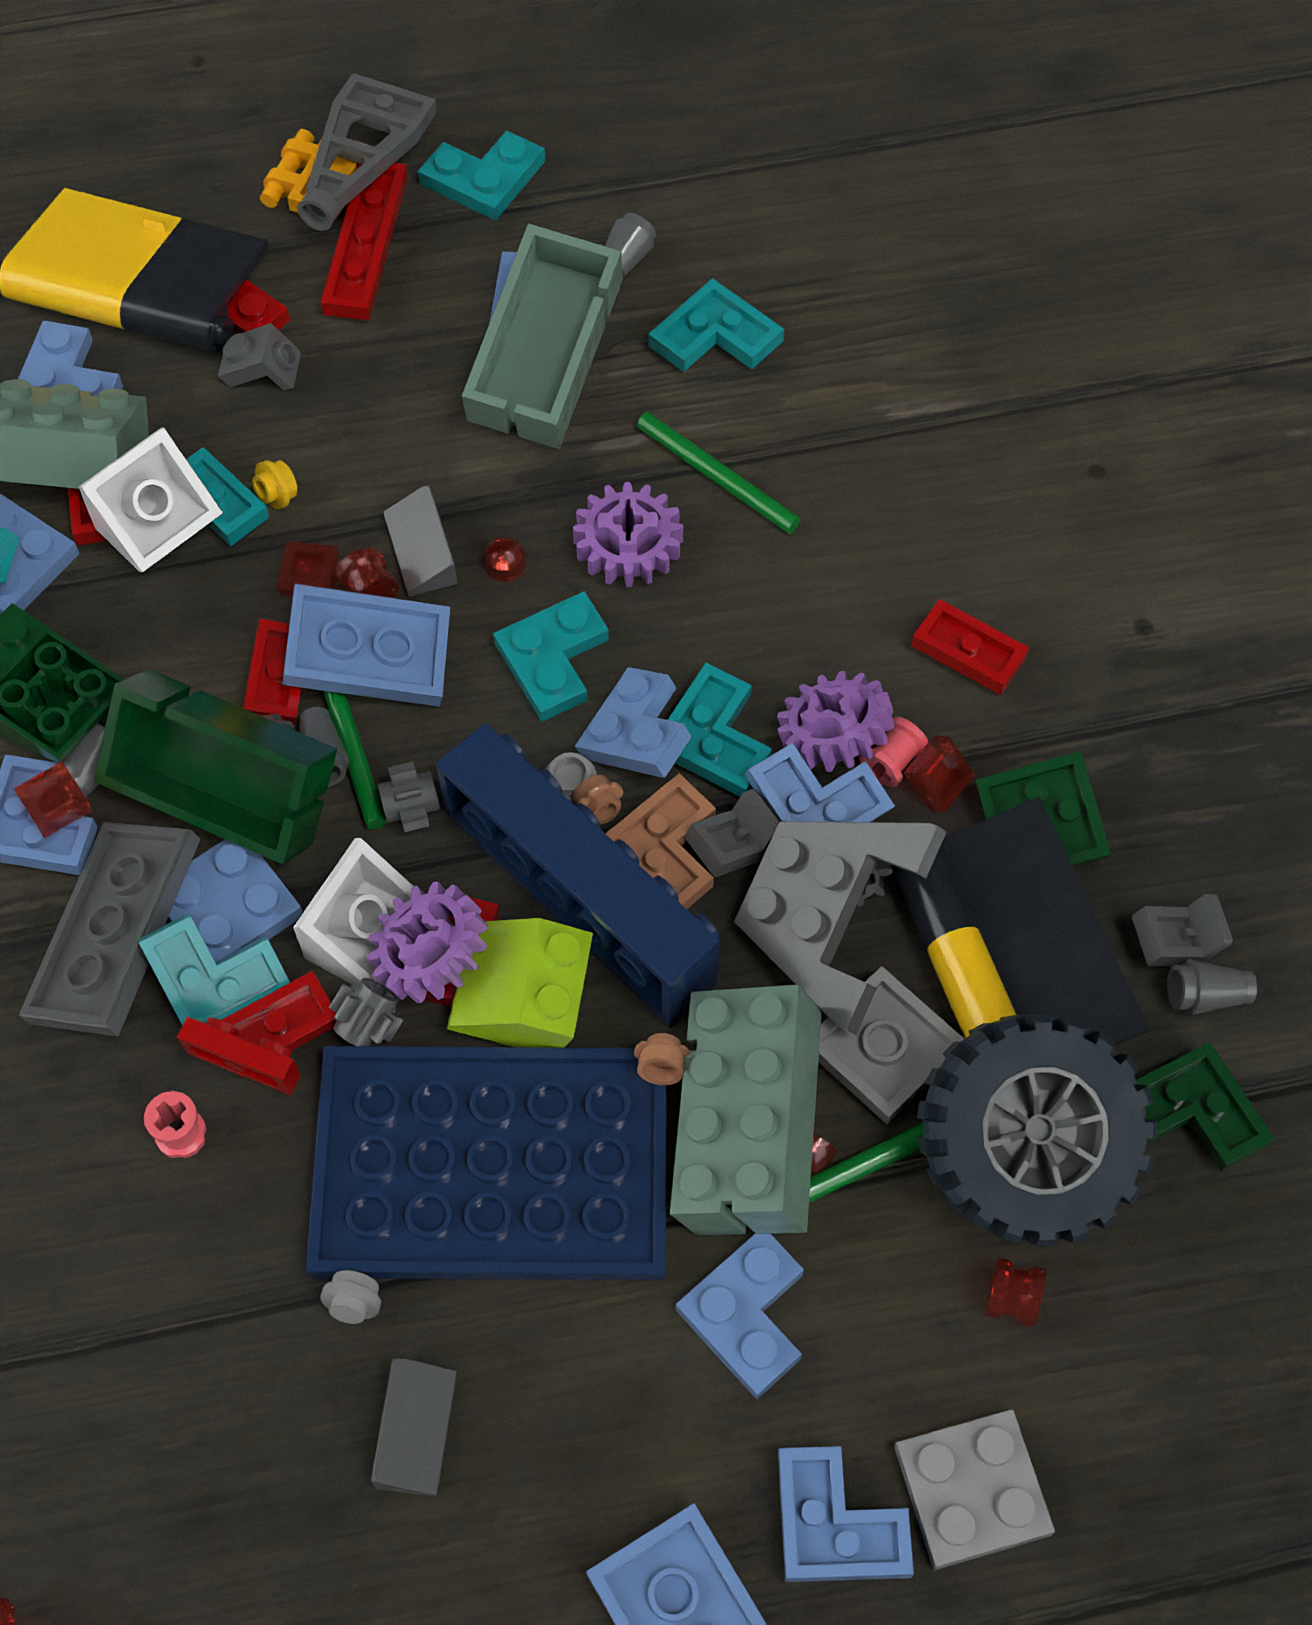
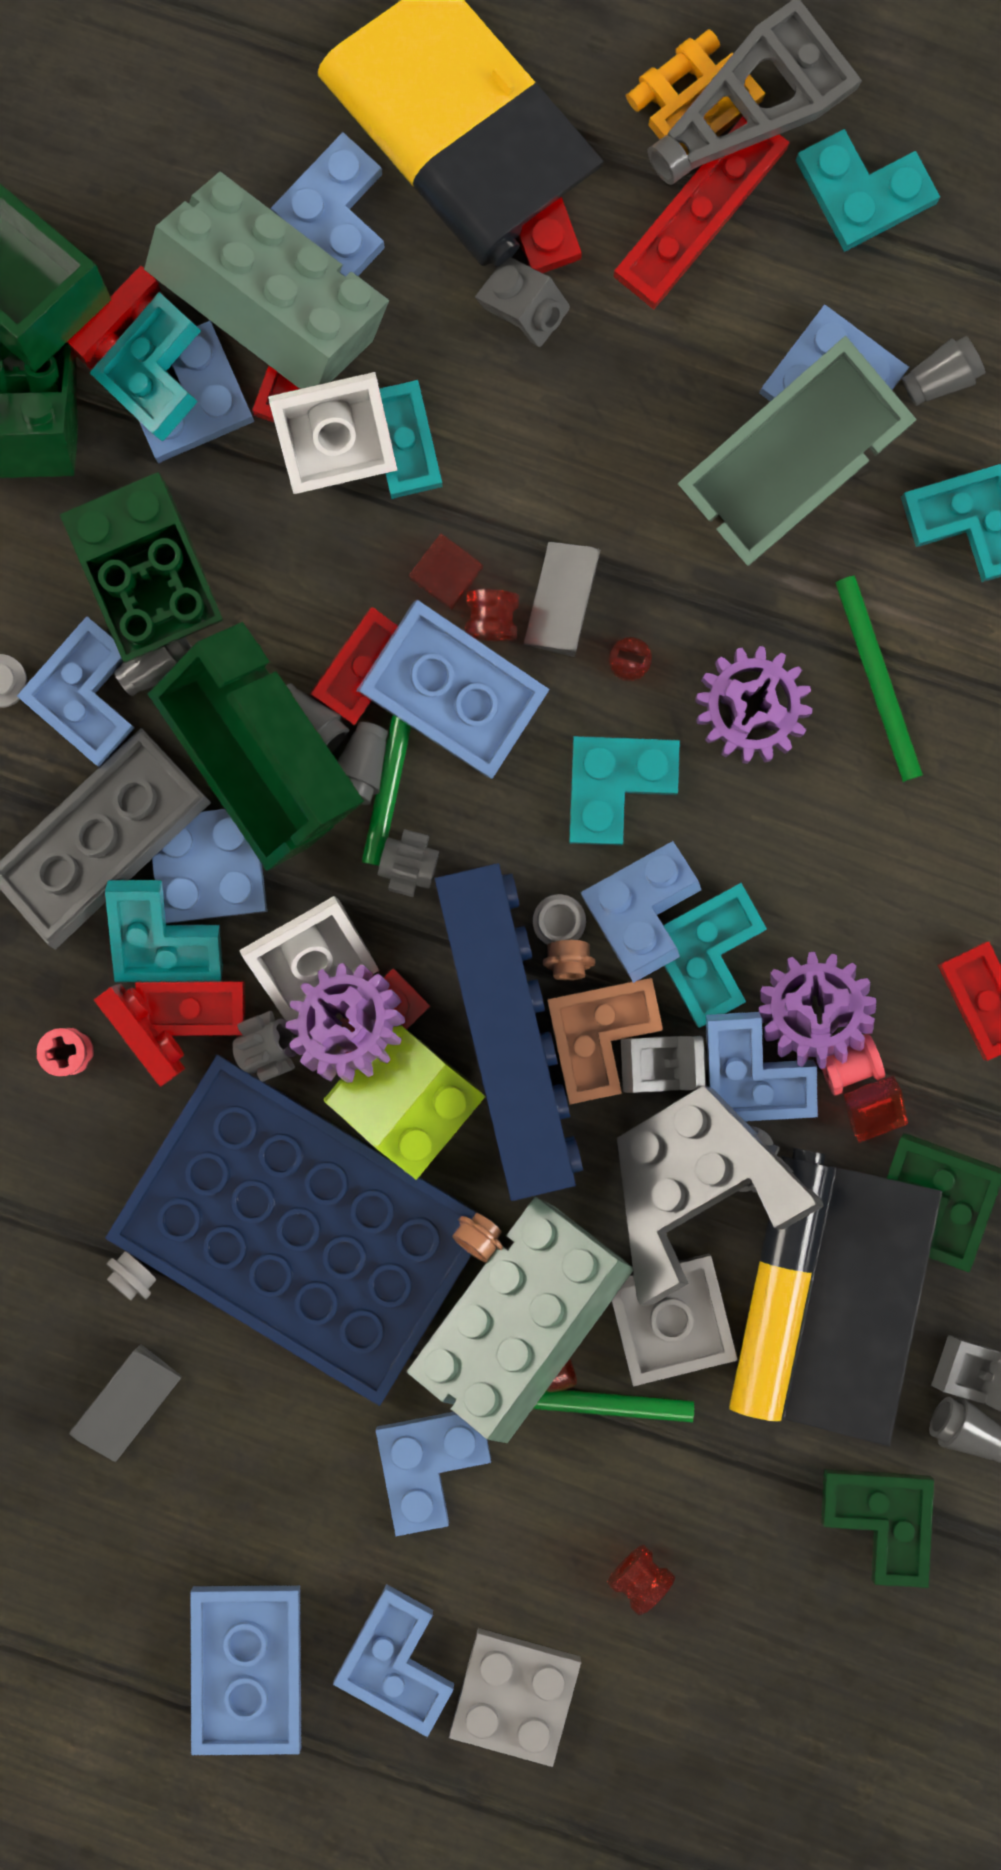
camera: 30 degrees right, 25 degrees up
(53, 799) = (102, 696): clear red plate -> none
(274, 483) = (463, 457): yellow plate -> none
(1036, 1129) = (734, 1483): black wheel -> none

